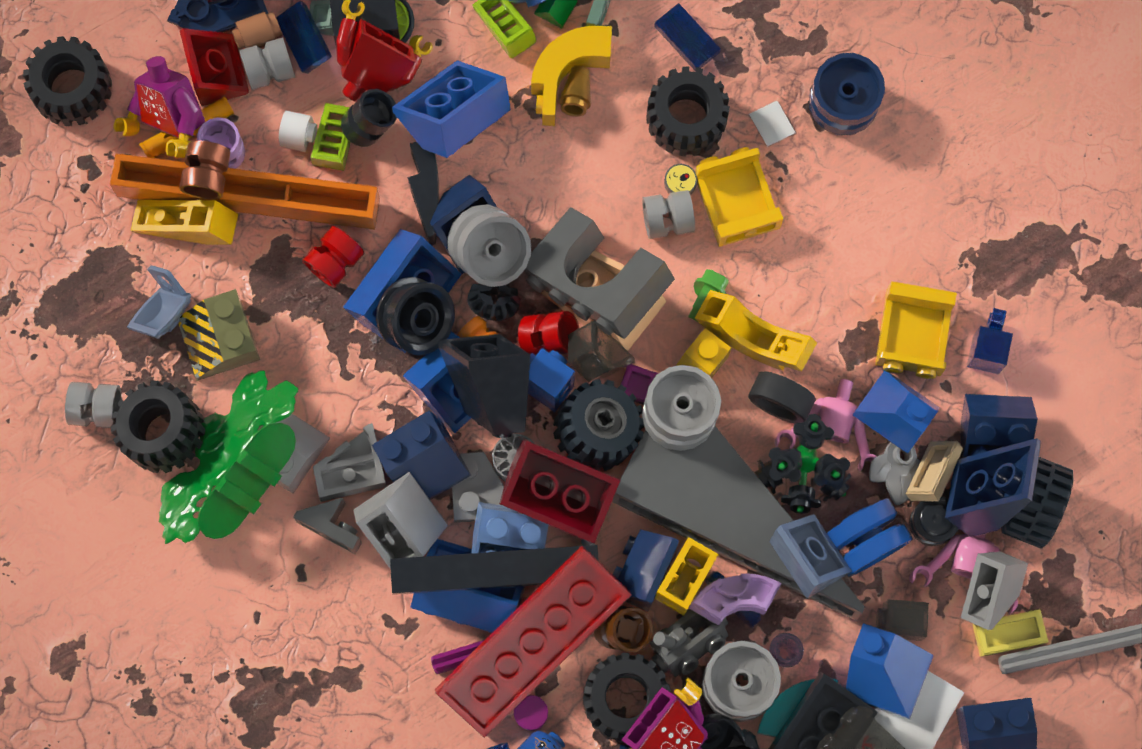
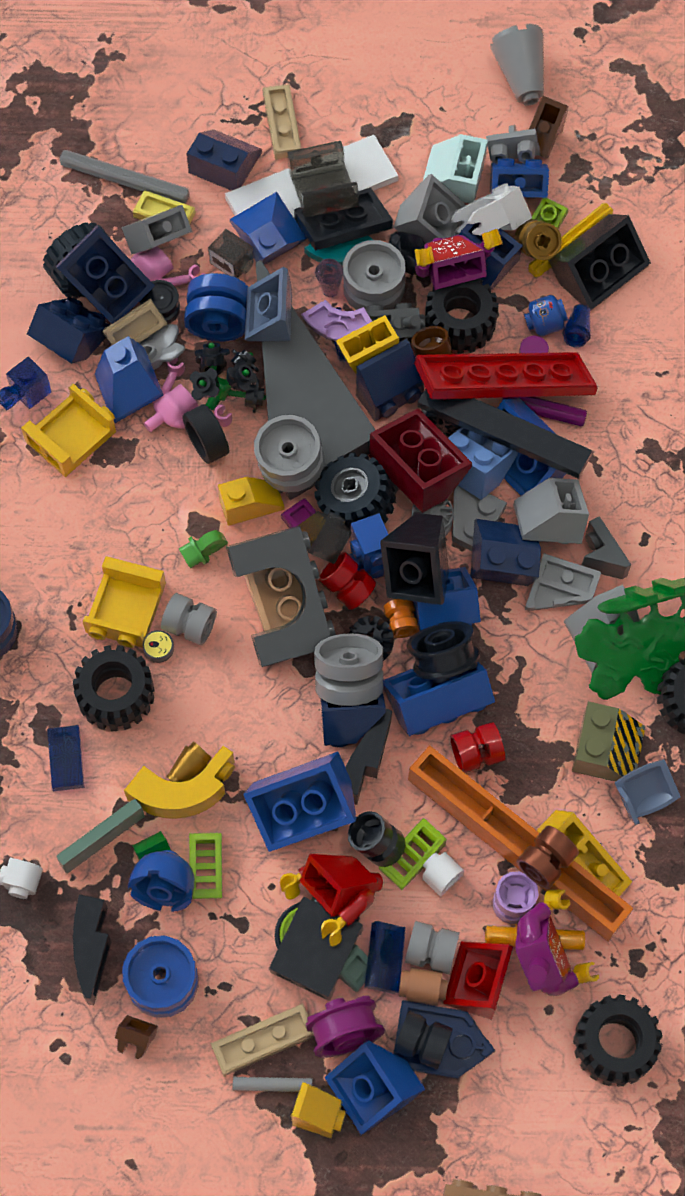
camera: 145 degrees left, 10 degrees down
(752, 335) = (190, 493): yellow arch -> none
(772, 123) = (52, 650): white sticker -> none

